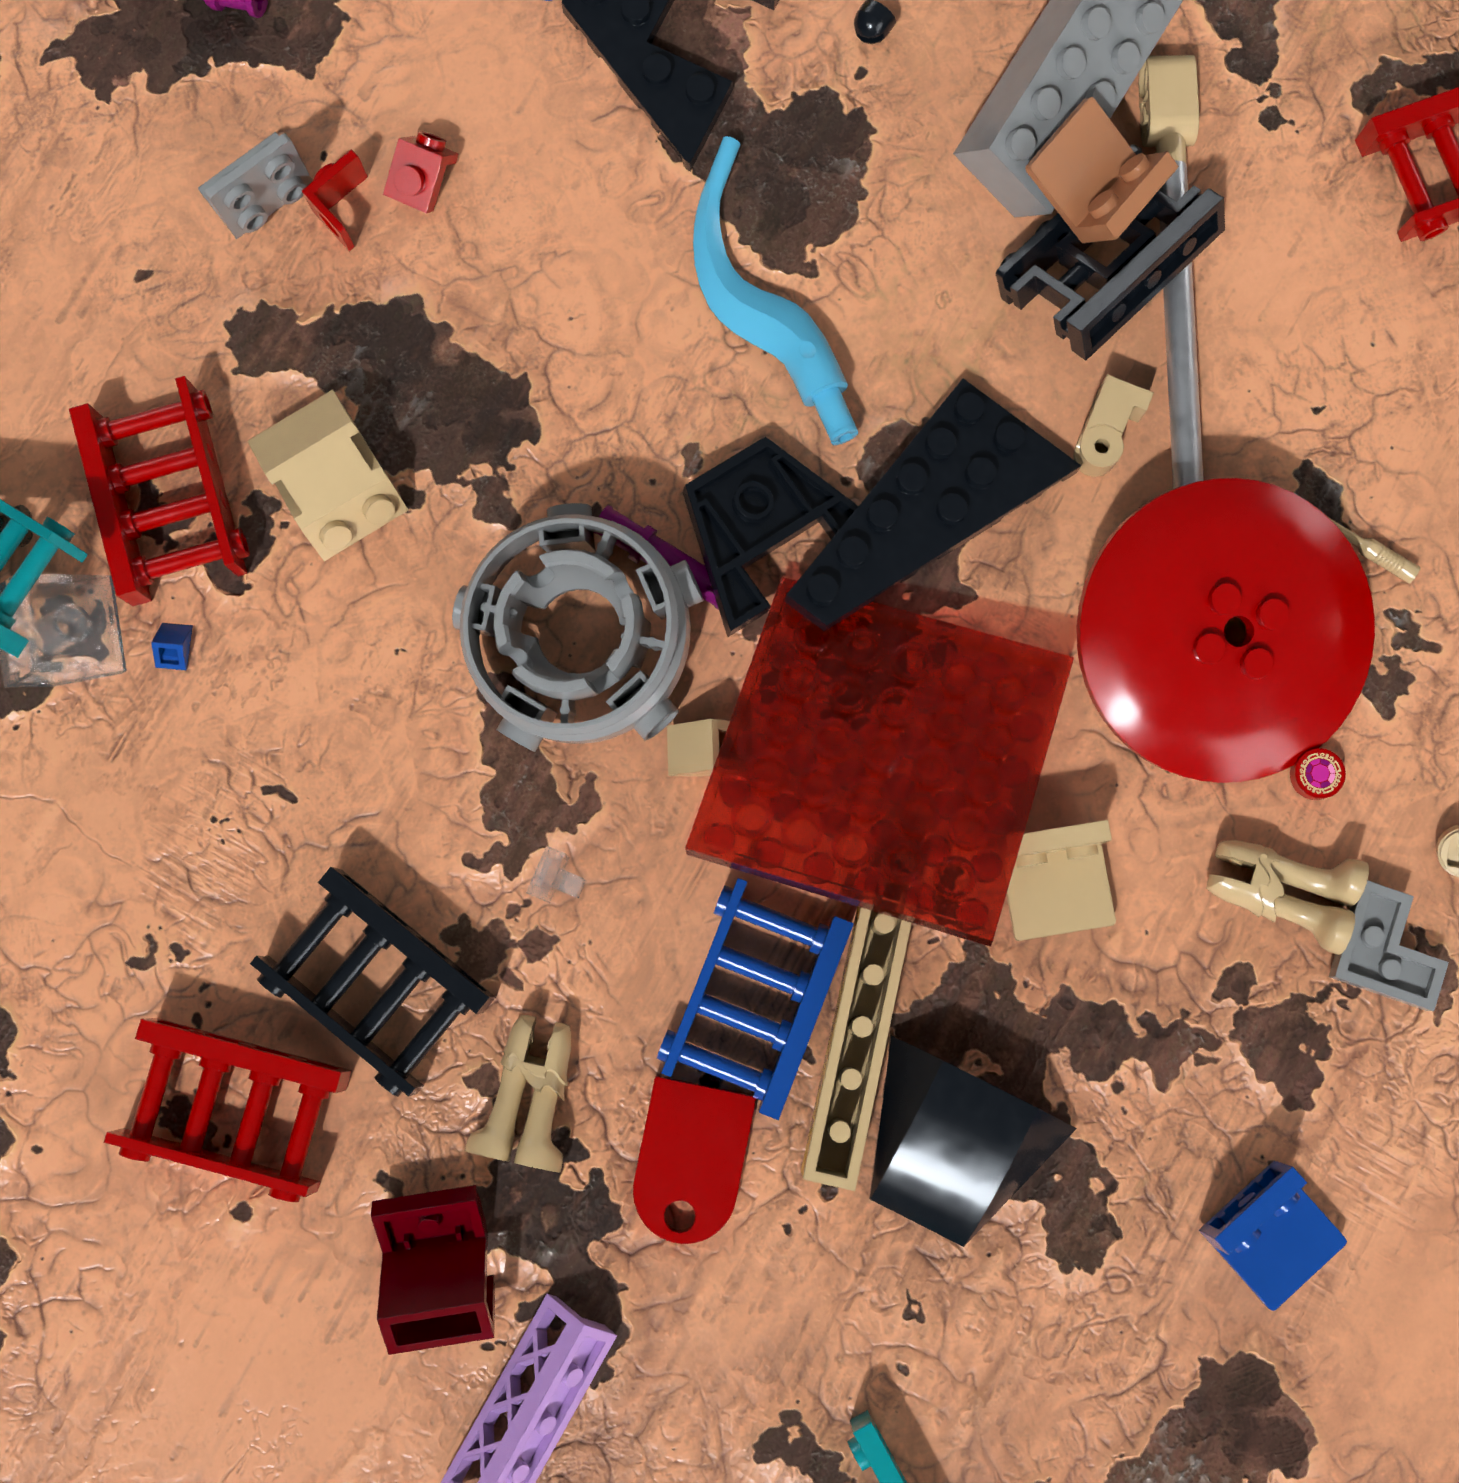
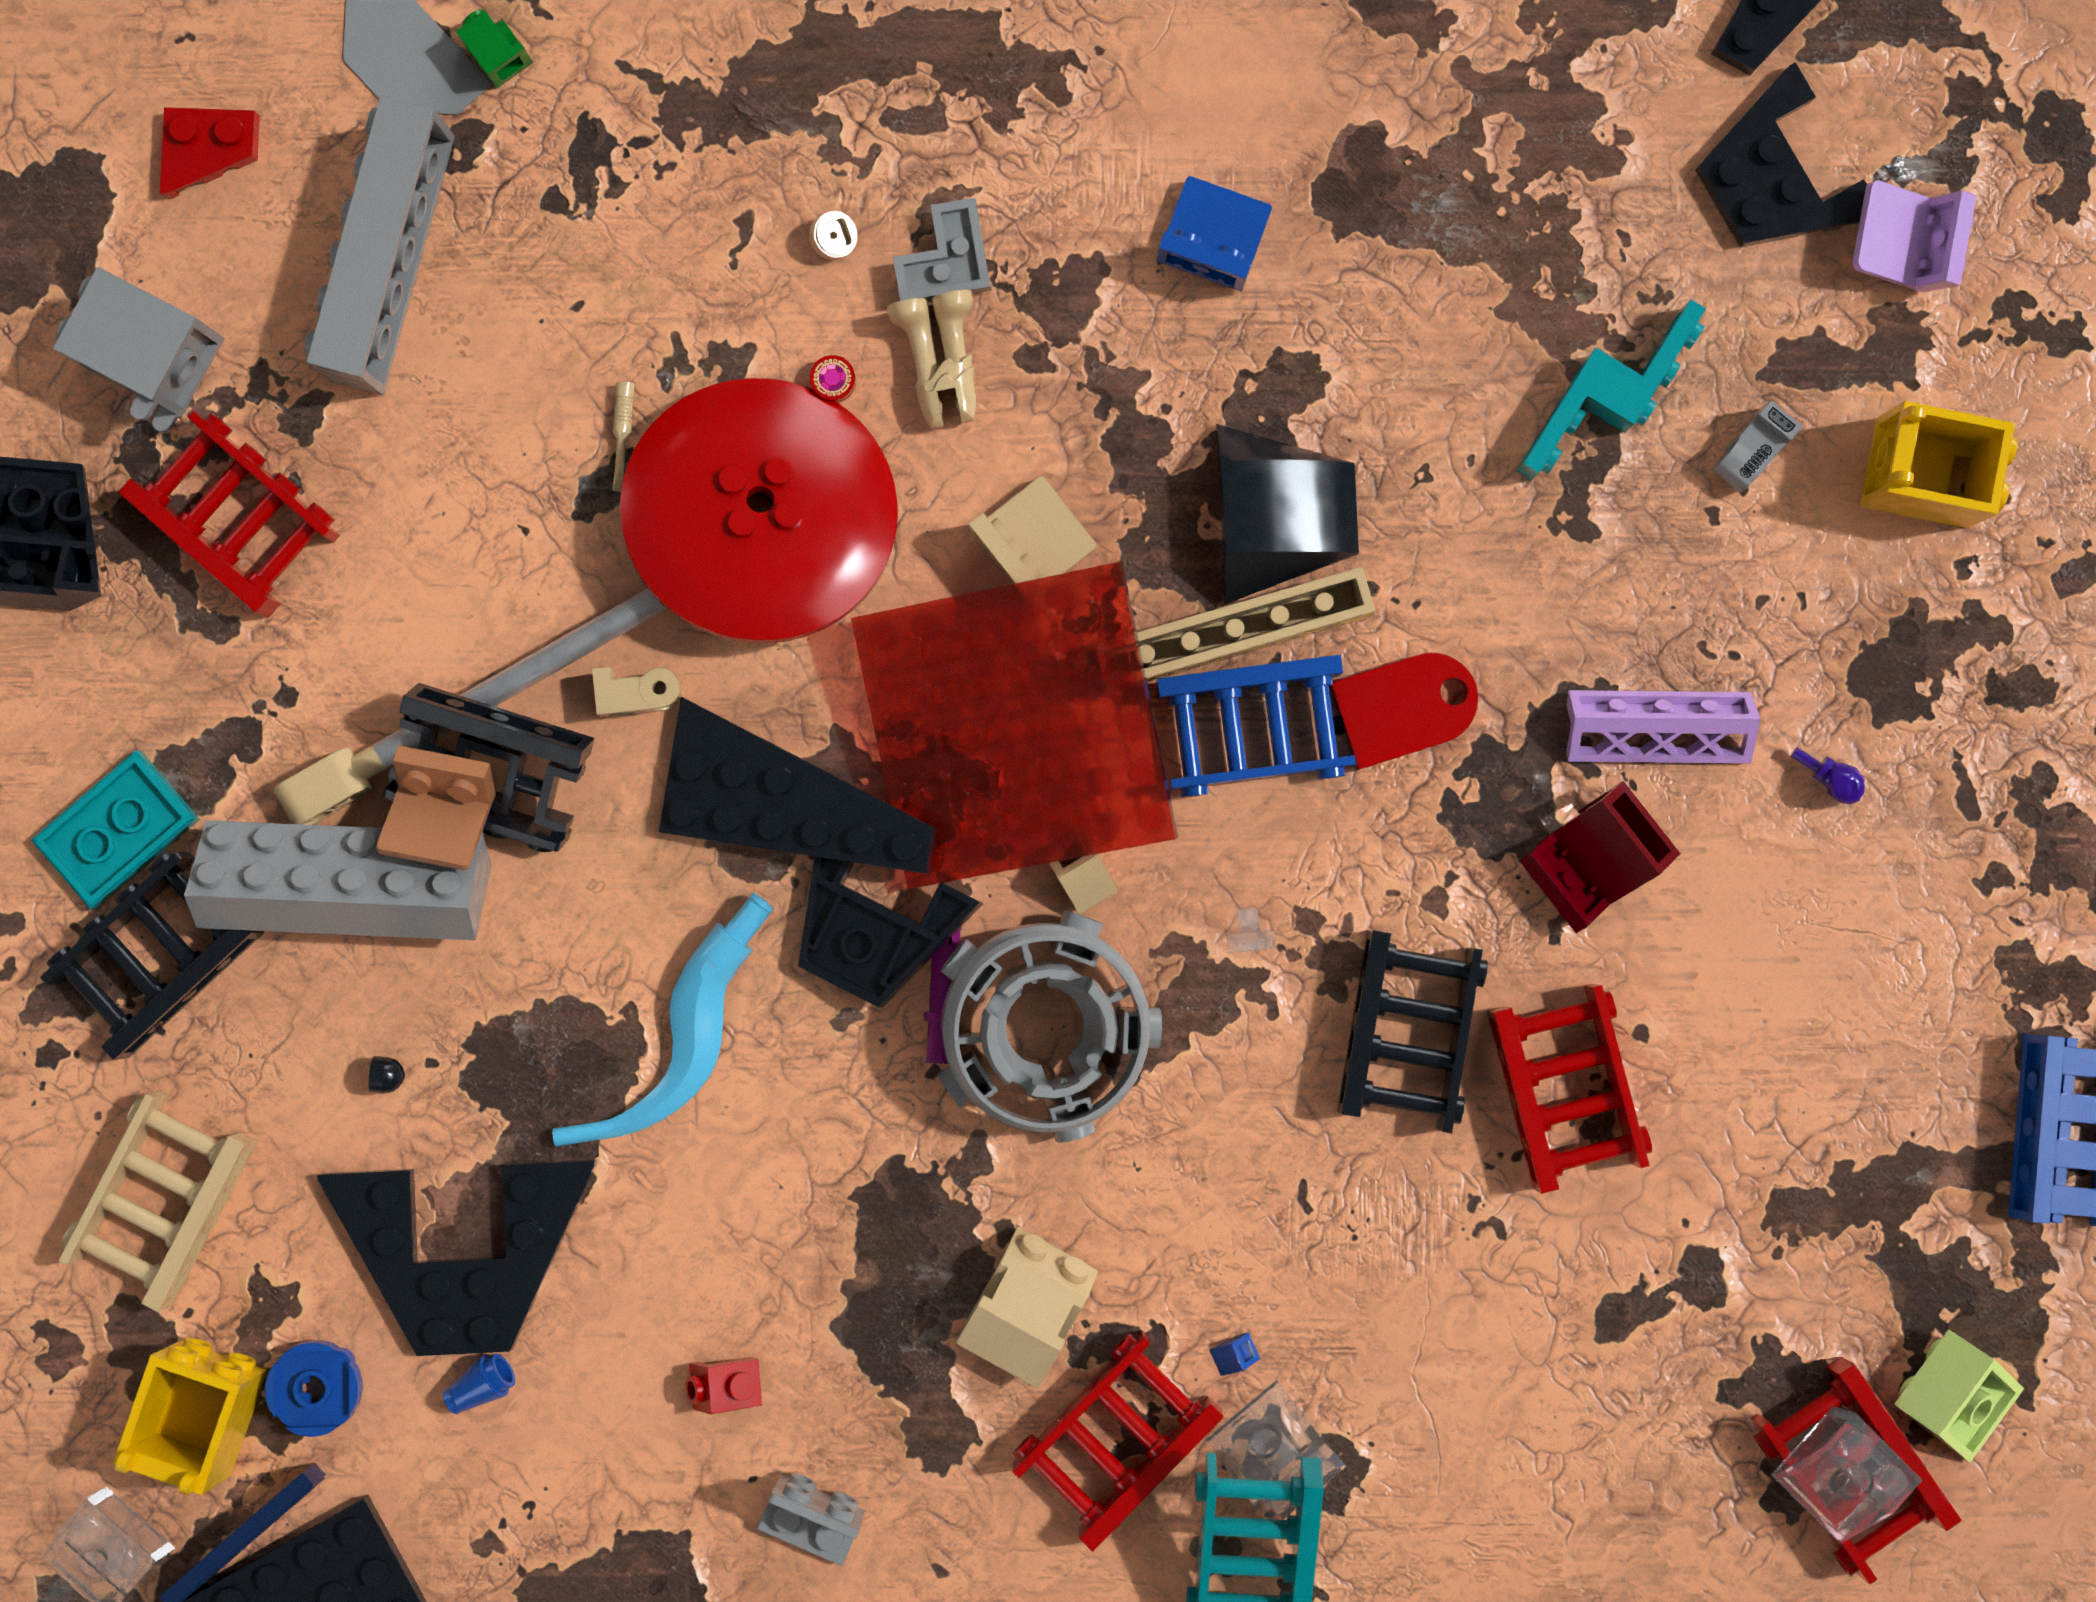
camera: 120 degrees left, 5 degrees up
(332, 185) = (778, 1453): red bracket -> none
(547, 1079) = (1409, 849): tan piece -> none

